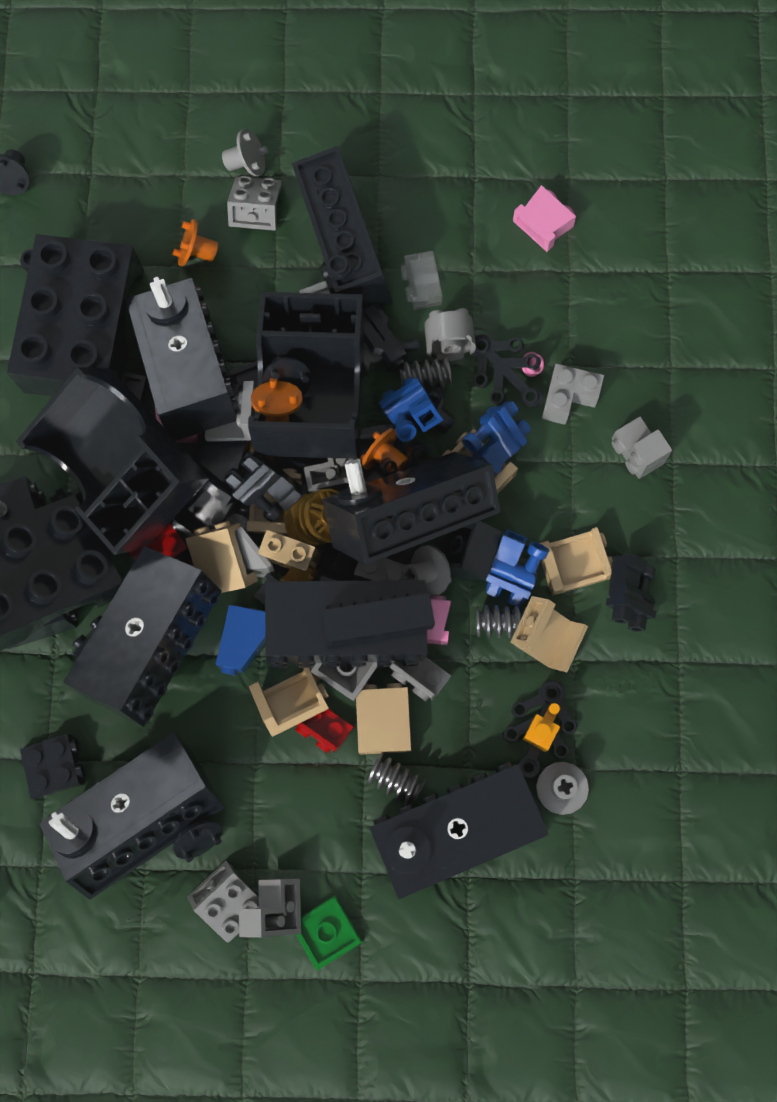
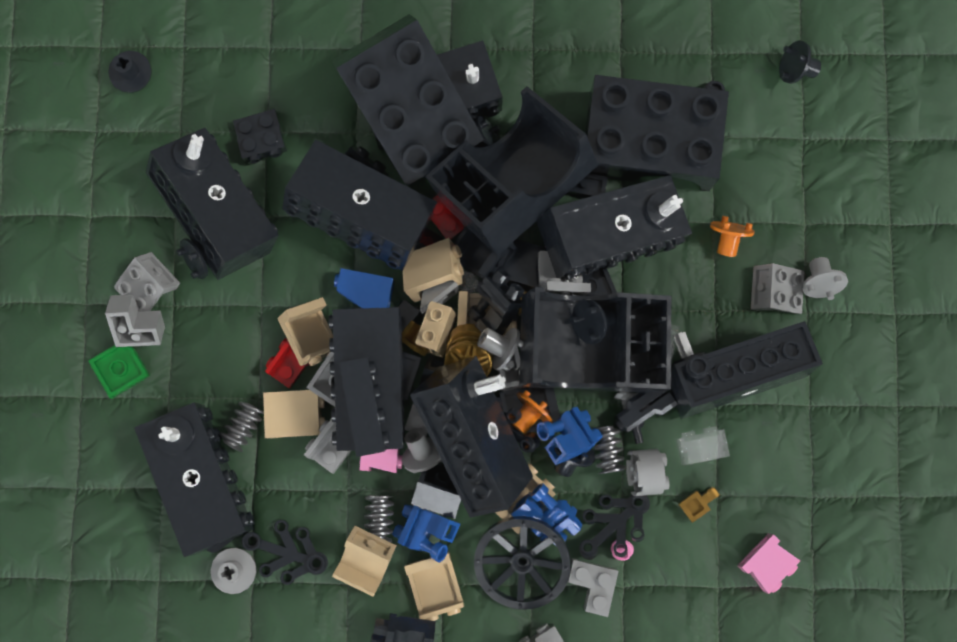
camera: 85 degrees right, 5 degrees up
(276, 400) = (566, 312): orange piece -> none
(312, 475) = (501, 346): none -> light grey piece
(483, 288) = (696, 505): none -> pearl gold plate
(542, 729) = (280, 553): light orange brick -> none
(551, 464) = (520, 566): none -> black wheel

